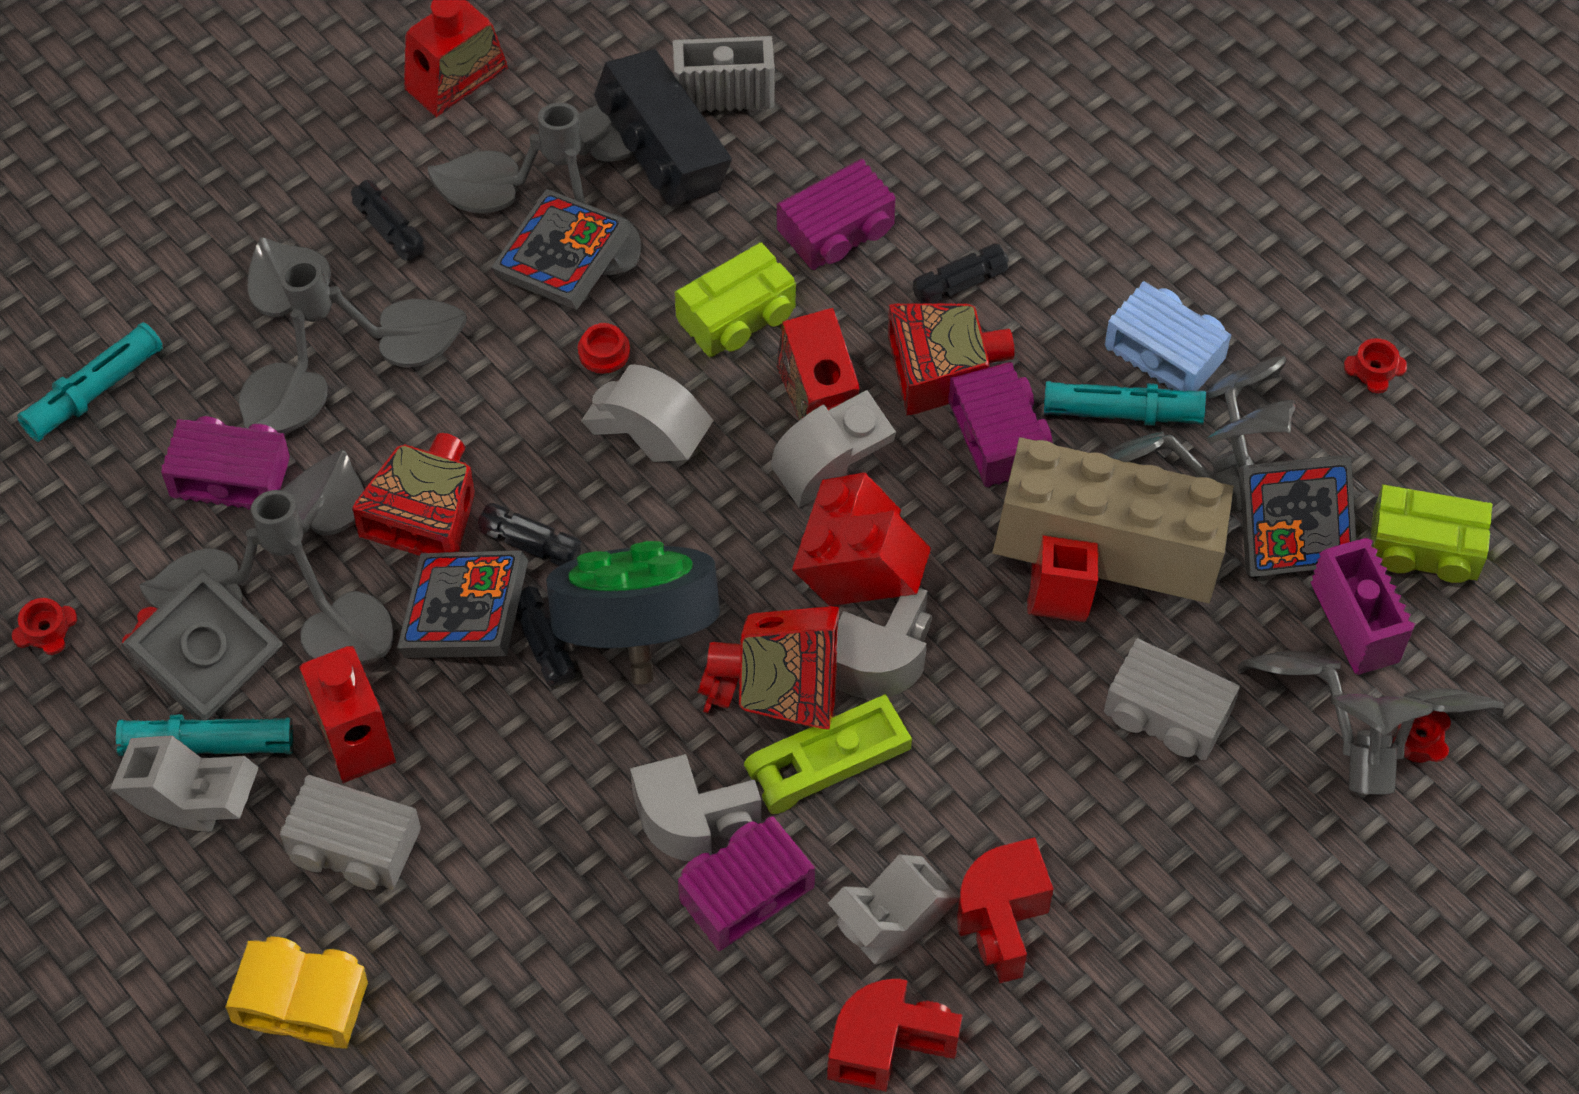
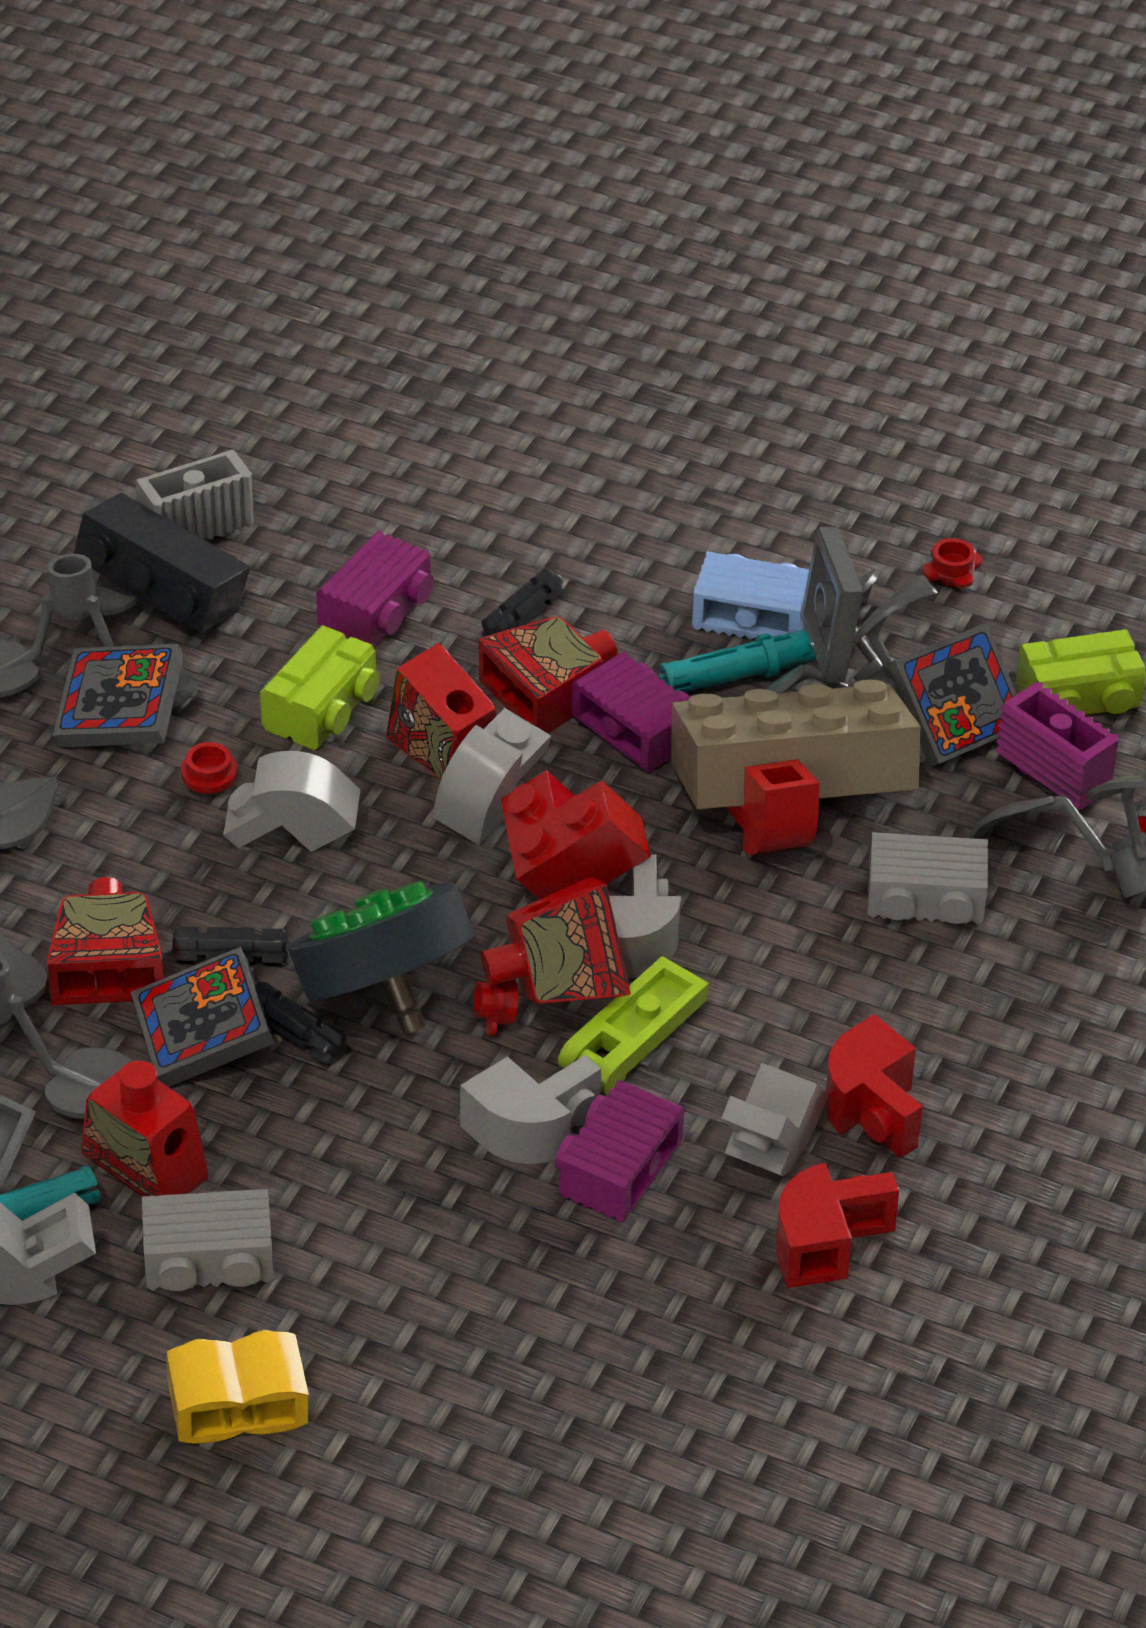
camera: 25 degrees left, 15 degrees down
(1211, 389) = (831, 604): none -> dark grey tile

